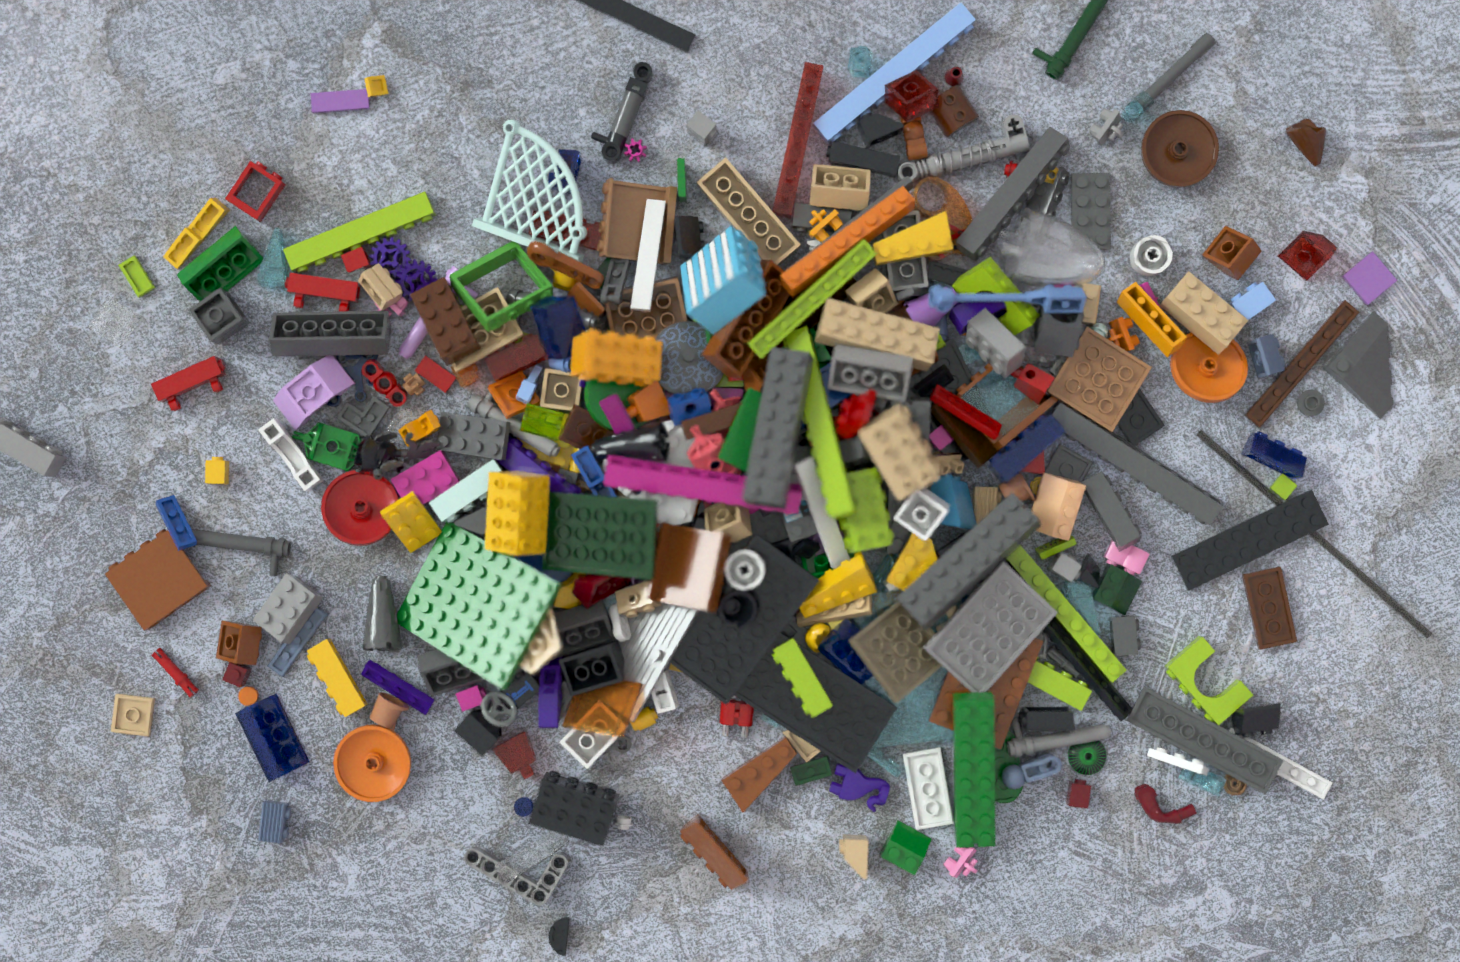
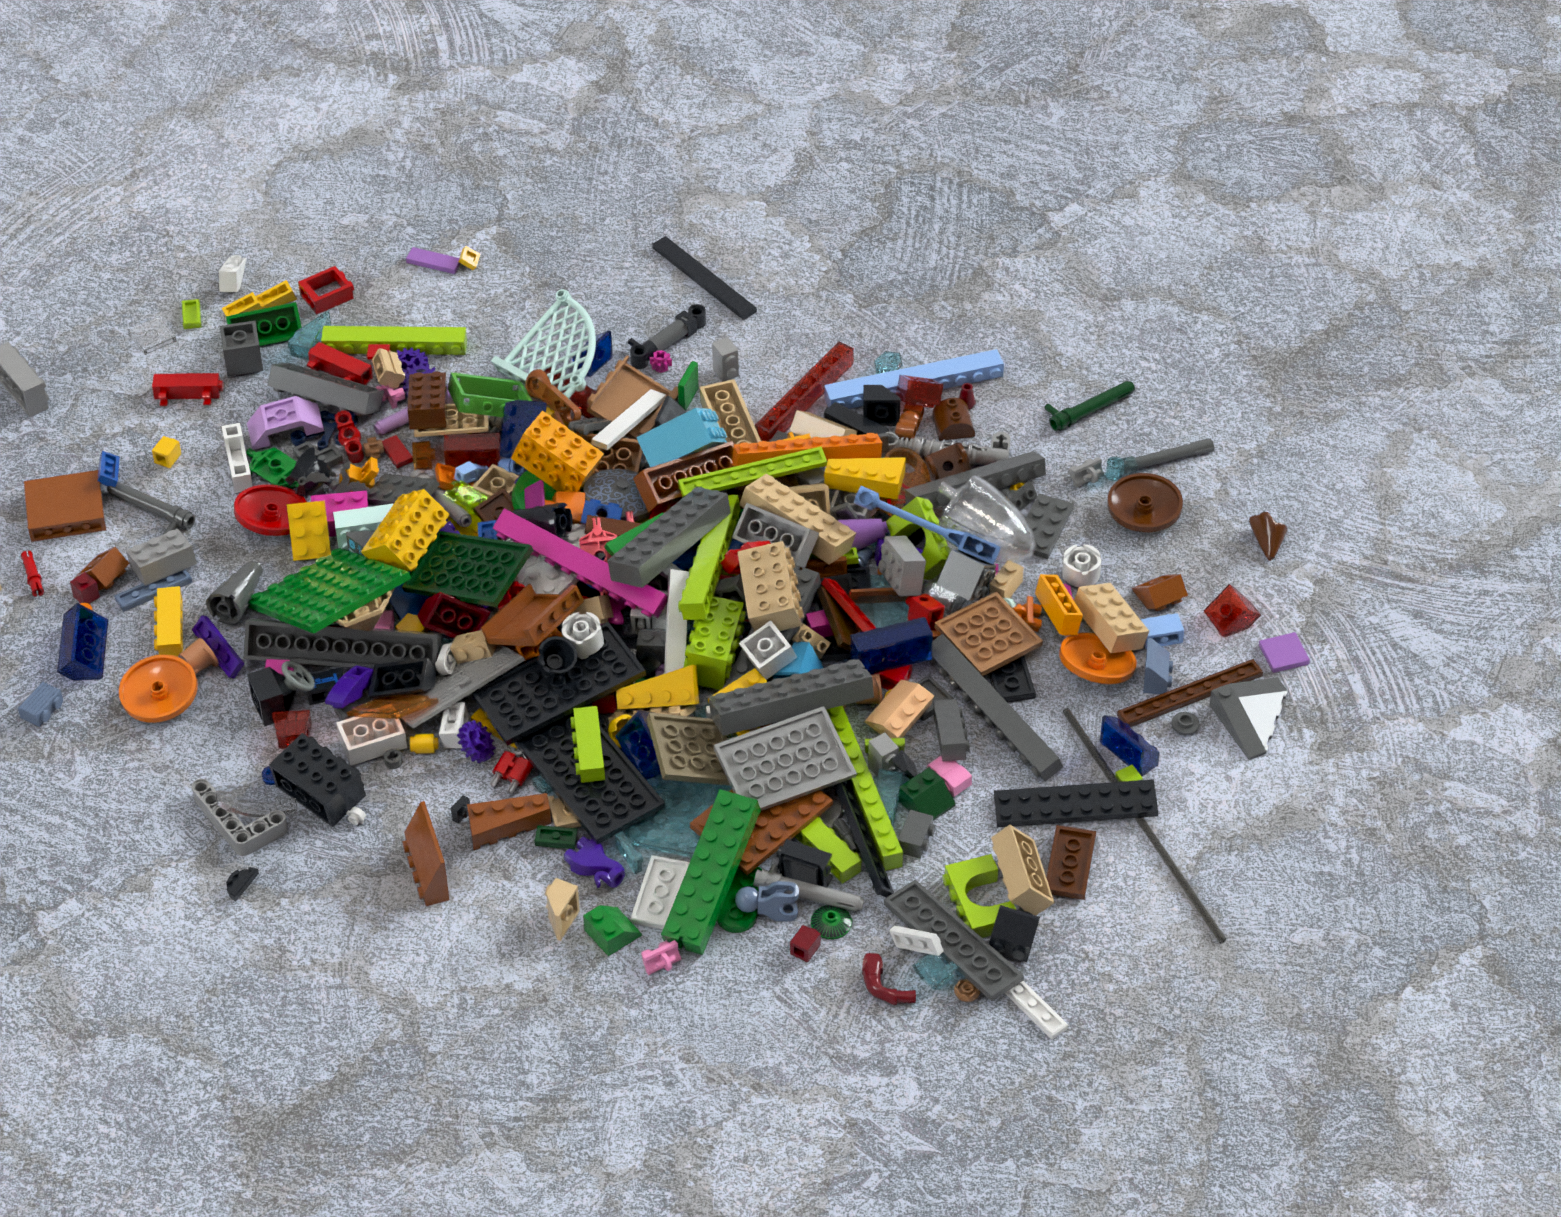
camera: 20 degrees right, 40 degrees down
(148, 207) = (231, 274): none -> white slope
(692, 705) = (476, 741): none -> dark purple gear
(714, 778) = (459, 809): none -> black plate
(976, 193) = (952, 454): none -> reddish brown hose
(1238, 646) = (1022, 870): none -> tan brick

